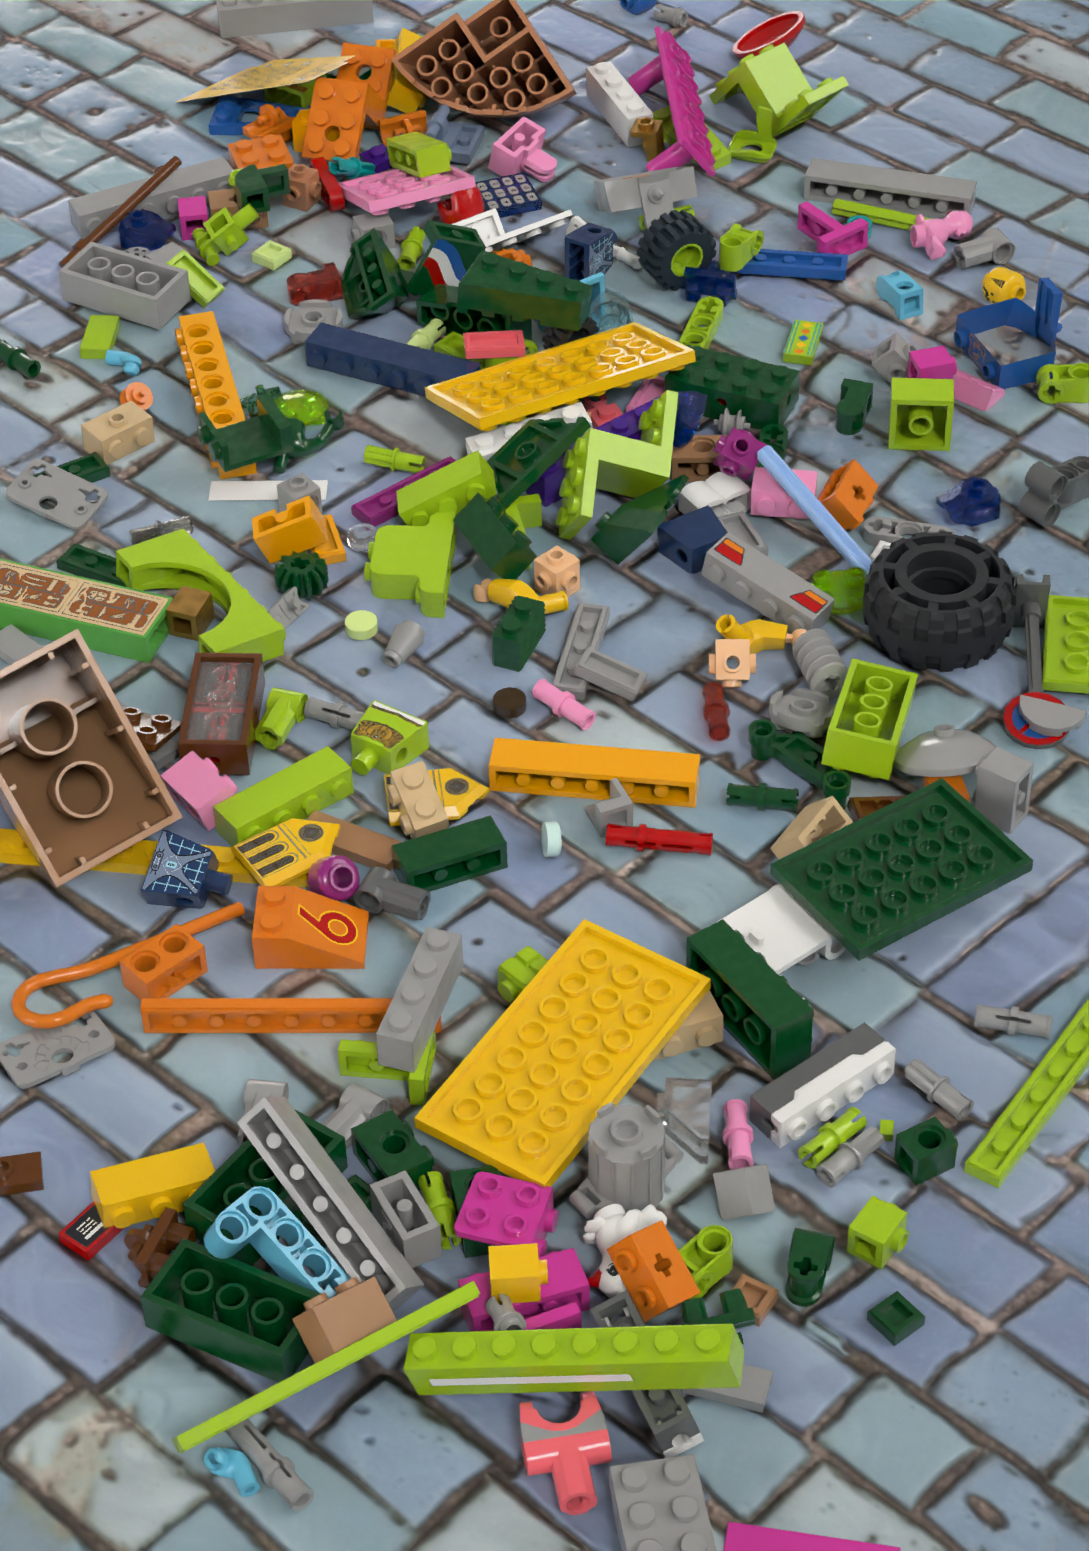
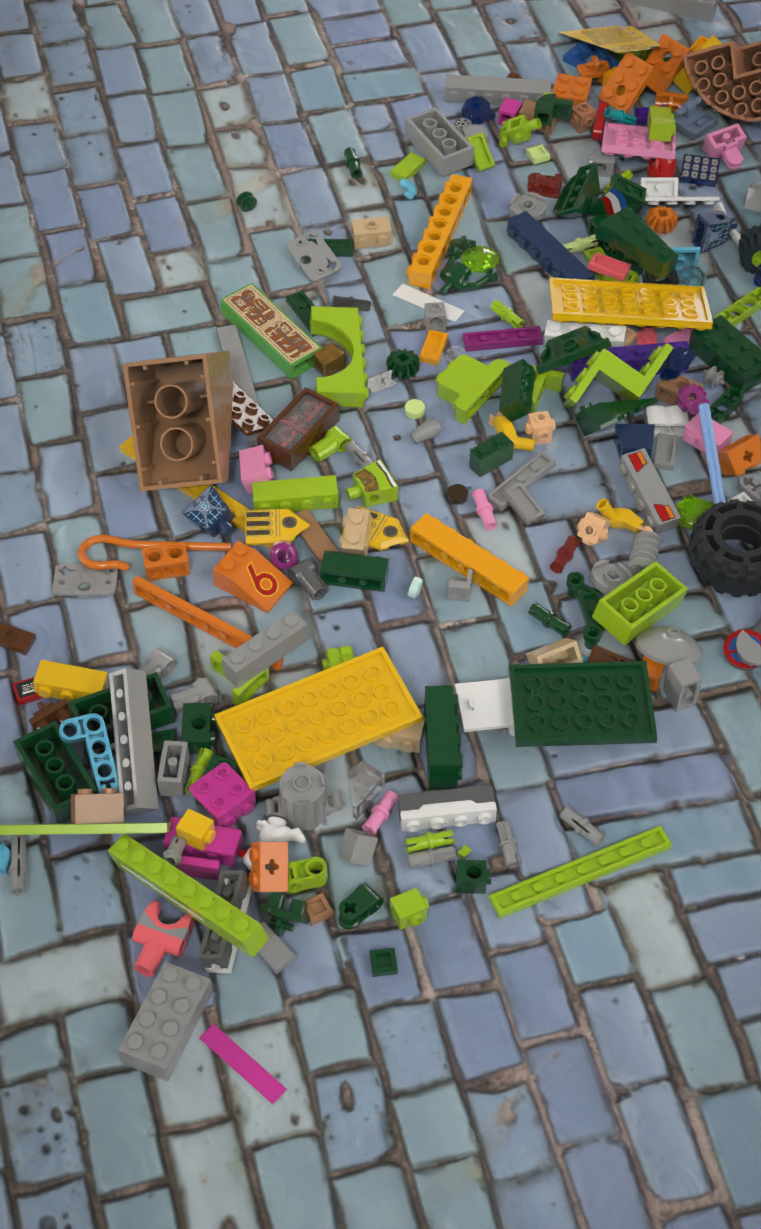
camera: 30 degrees right, 10 degrees up
(124, 209) = (473, 92): reddish brown bar -> none
(138, 393) = (396, 215): orange wheel -> none
(250, 439) = (428, 268): dark green panel -> none
(290, 530) = (412, 335): light orange brick -> none
(446, 489) = (513, 348): lime brick -> none
(658, 839) = (466, 612): red pin -> none

